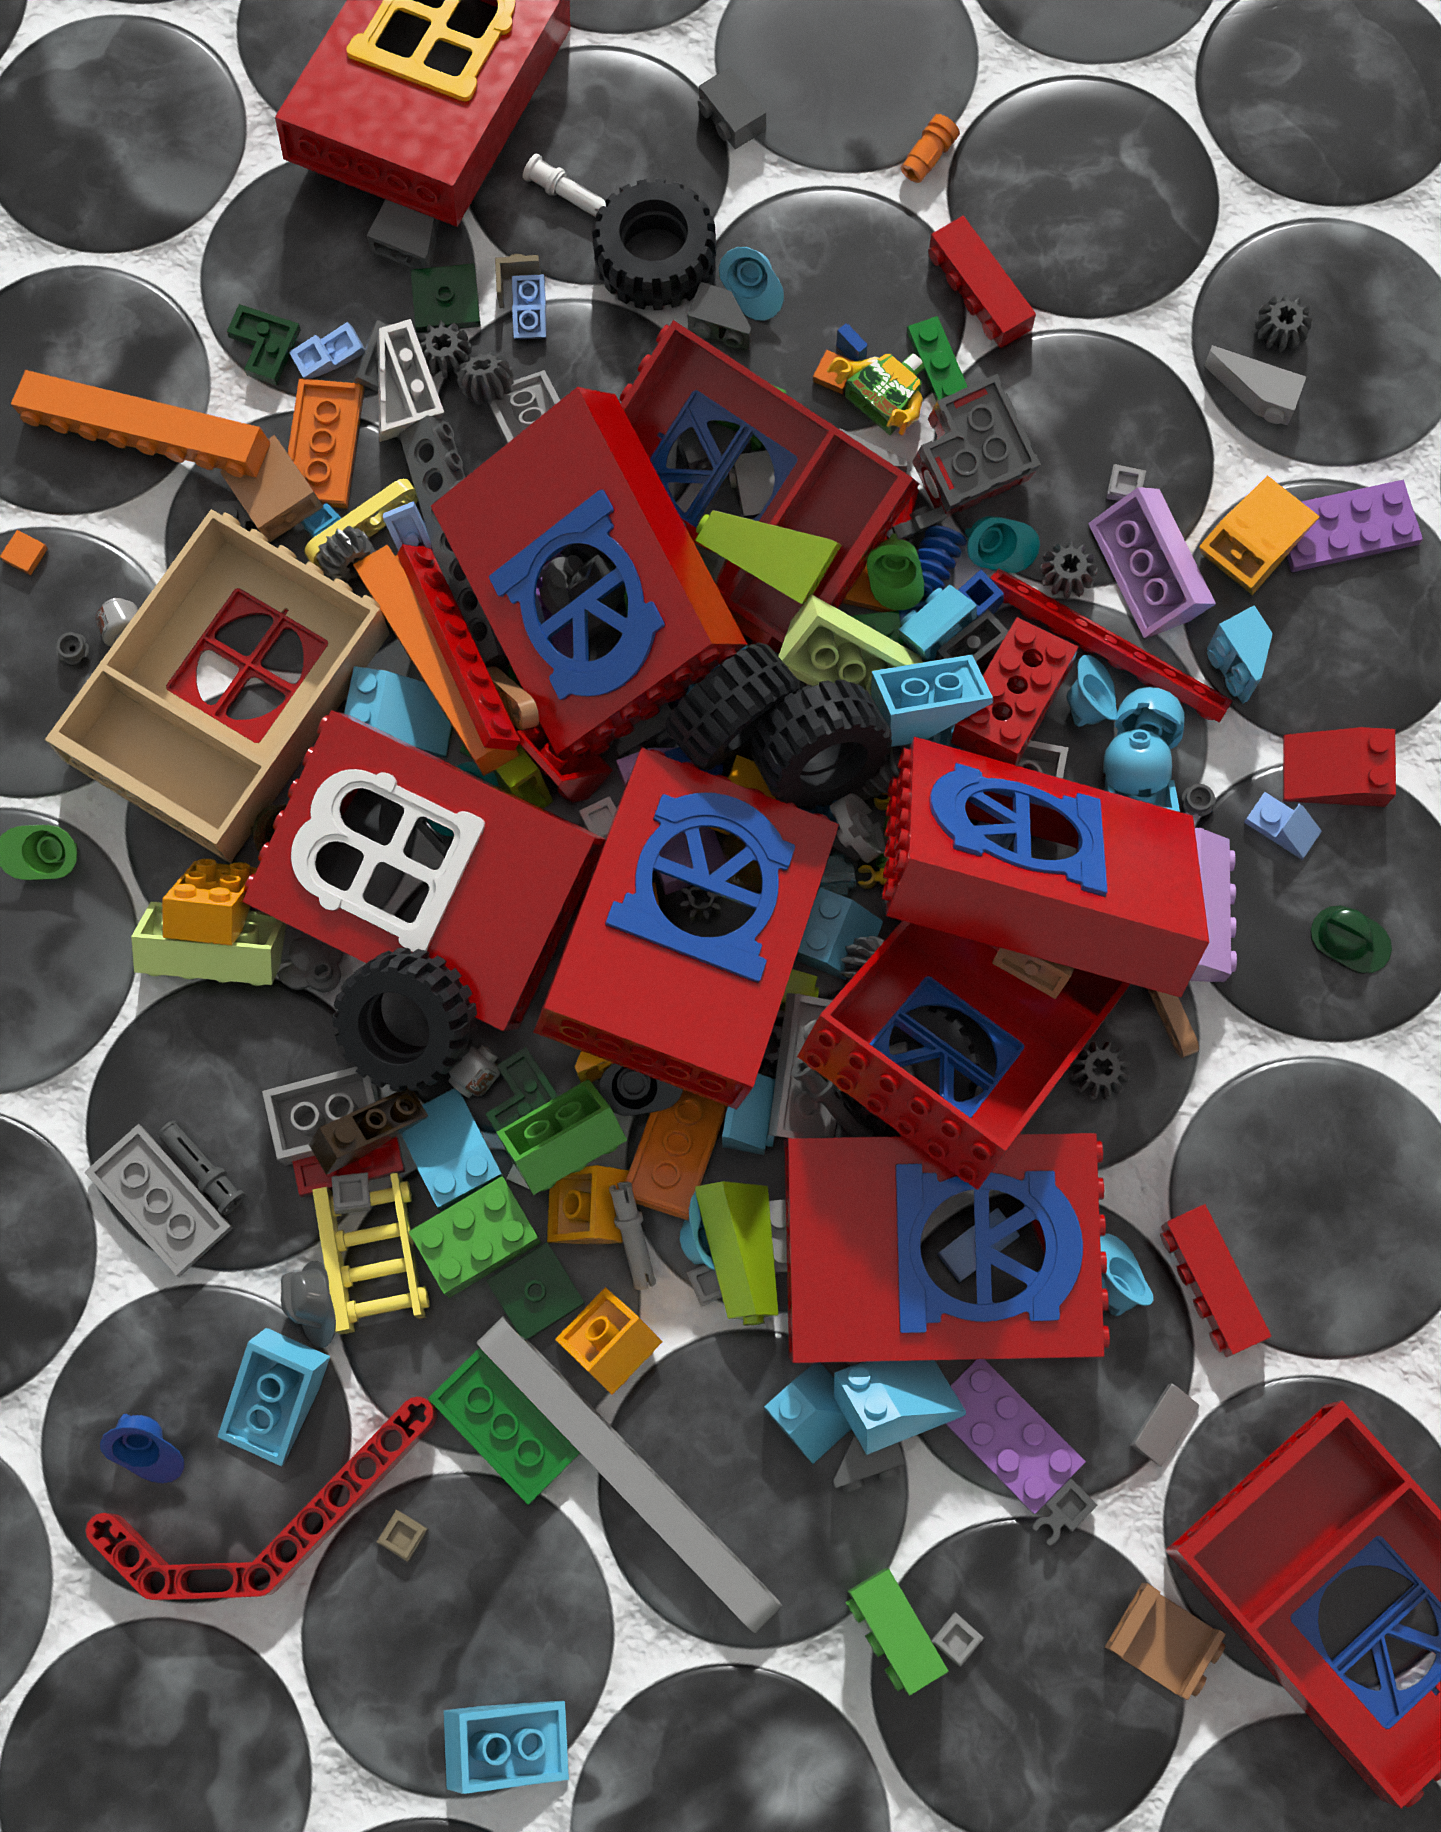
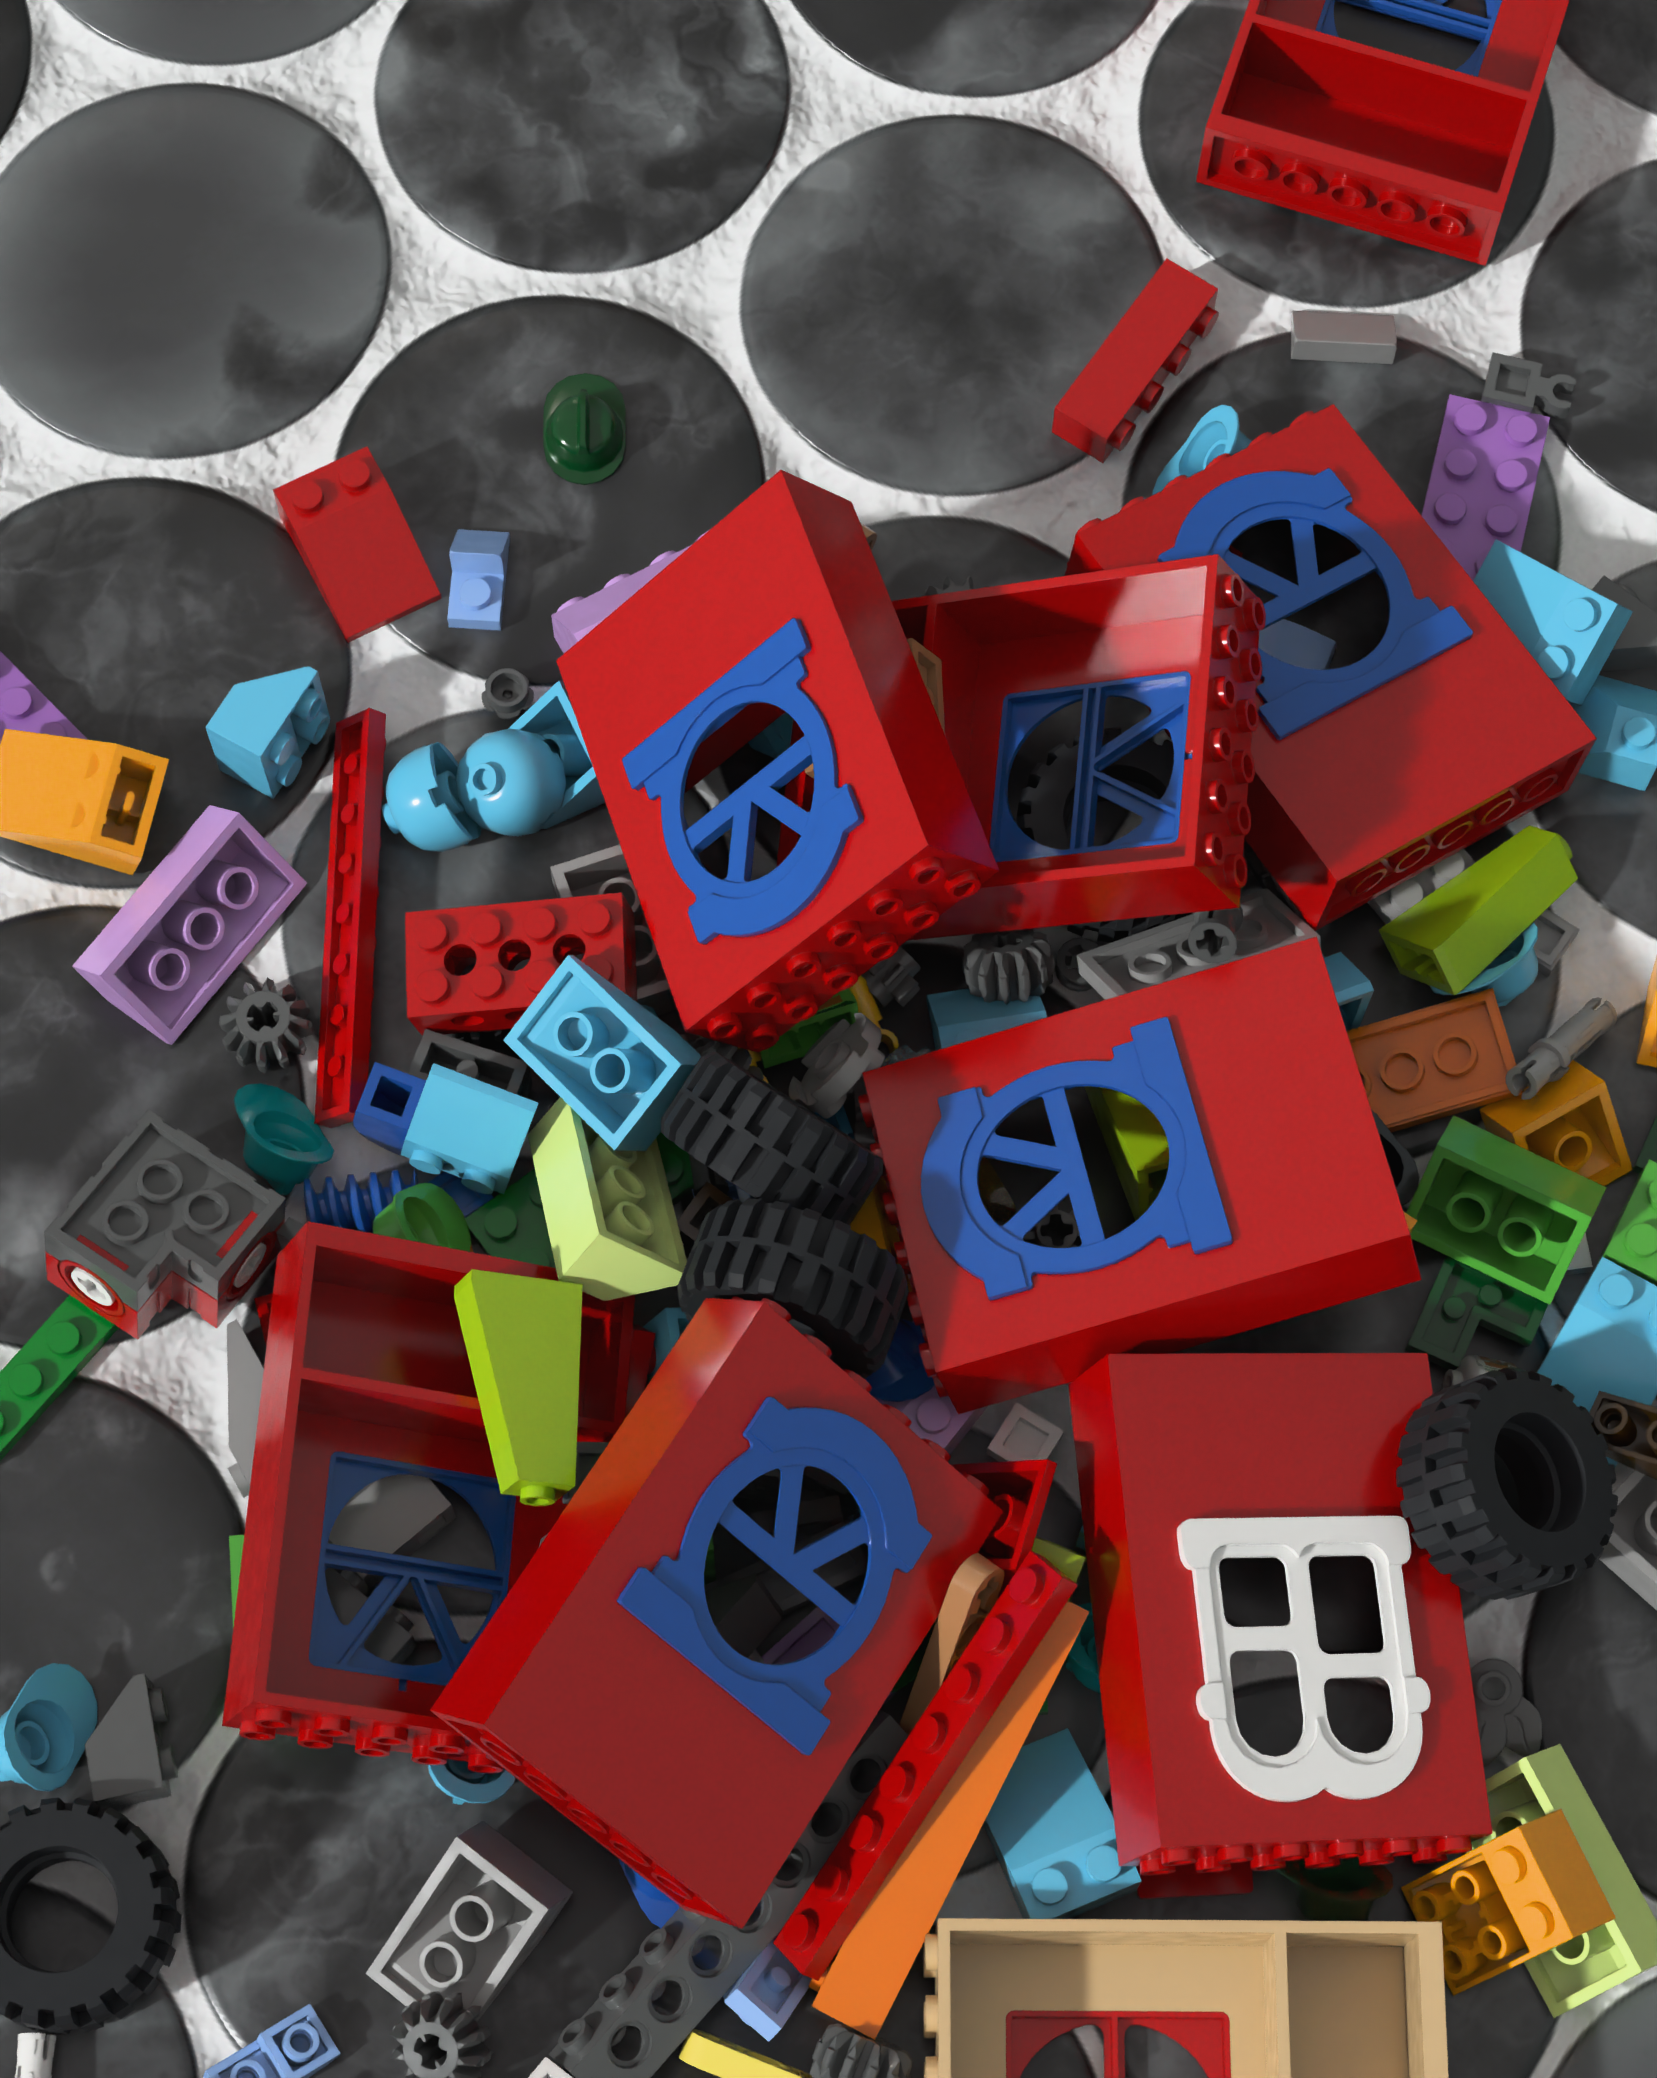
camera: 125 degrees left, 5 degrees down
(827, 379) = (124, 1530): orange tile -> none
(851, 343) = (70, 1521): blue tile -> none
(883, 389) = (122, 1426): torso -> none
(1092, 694) = (445, 884): medium azure piece -> none
(1124, 481) = (80, 1025): light grey tile -> none
(1166, 1642) = (1588, 209): medium nougat panel -> none

